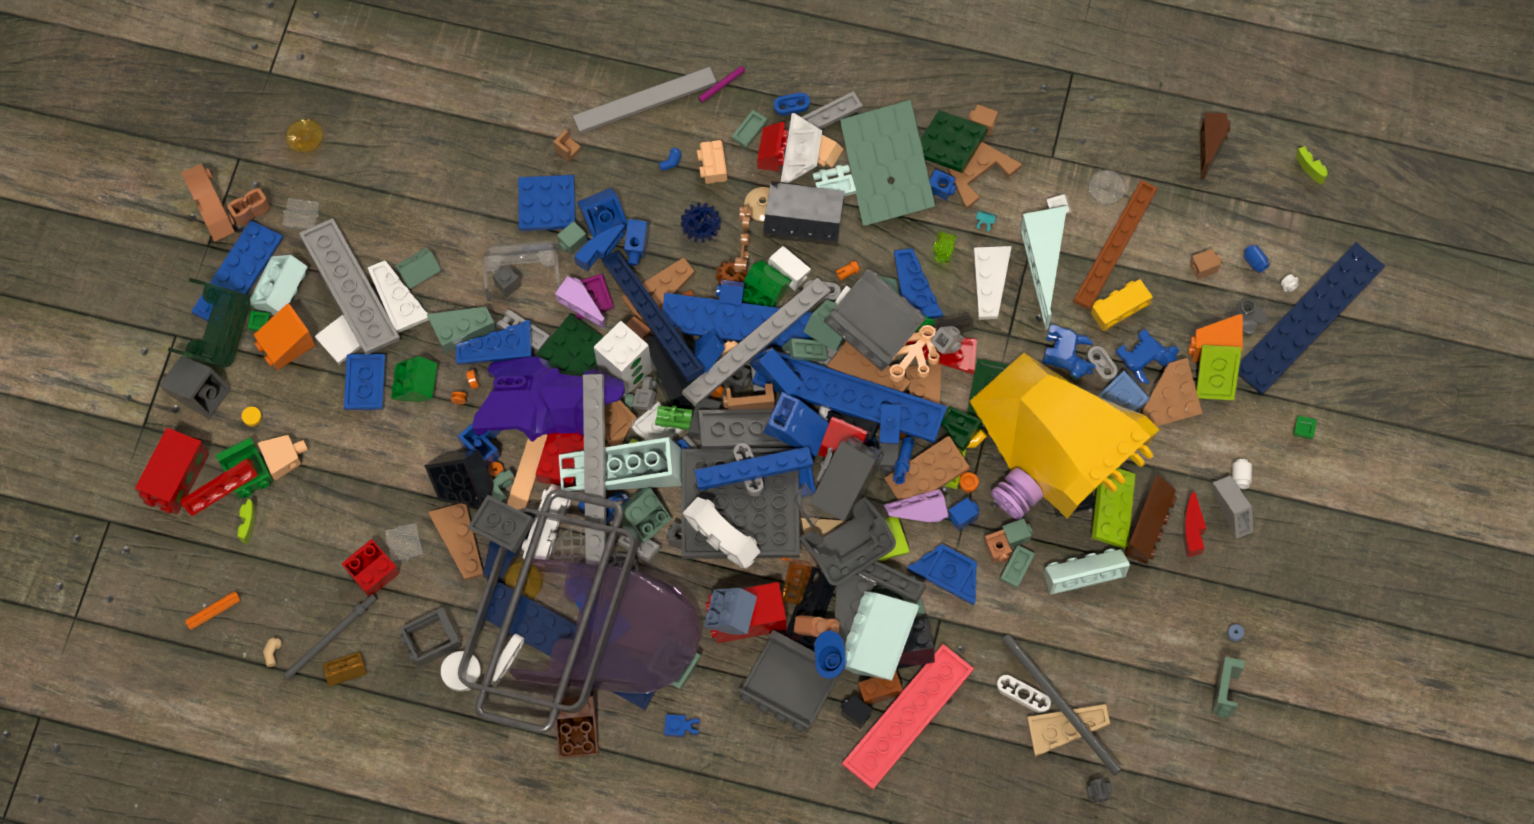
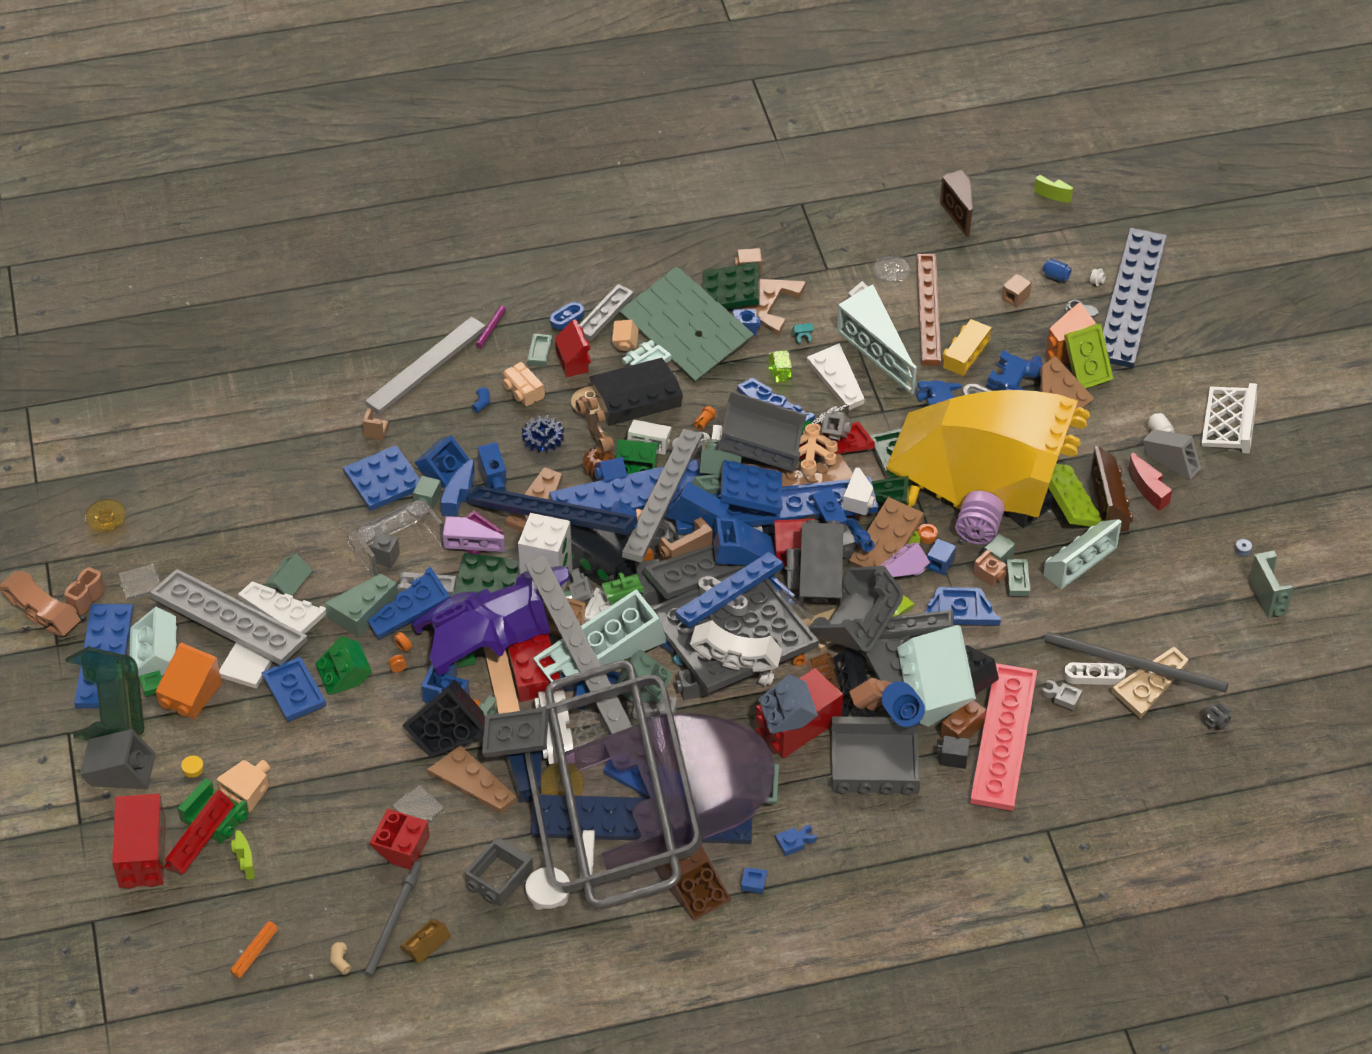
camera: 30 degrees left, 20 degrees down
(624, 747) = (754, 880): none -> blue plate
(801, 149) = (604, 339): white wing -> none
(833, 372) = (751, 487): none -> blue plate
(921, 423) = (859, 494): none -> white slope
(983, 704) = (1065, 695): none -> light grey plate
(1305, 427) = (1188, 373): green plate -> none
(1327, 501) = (1244, 418): none -> white fence

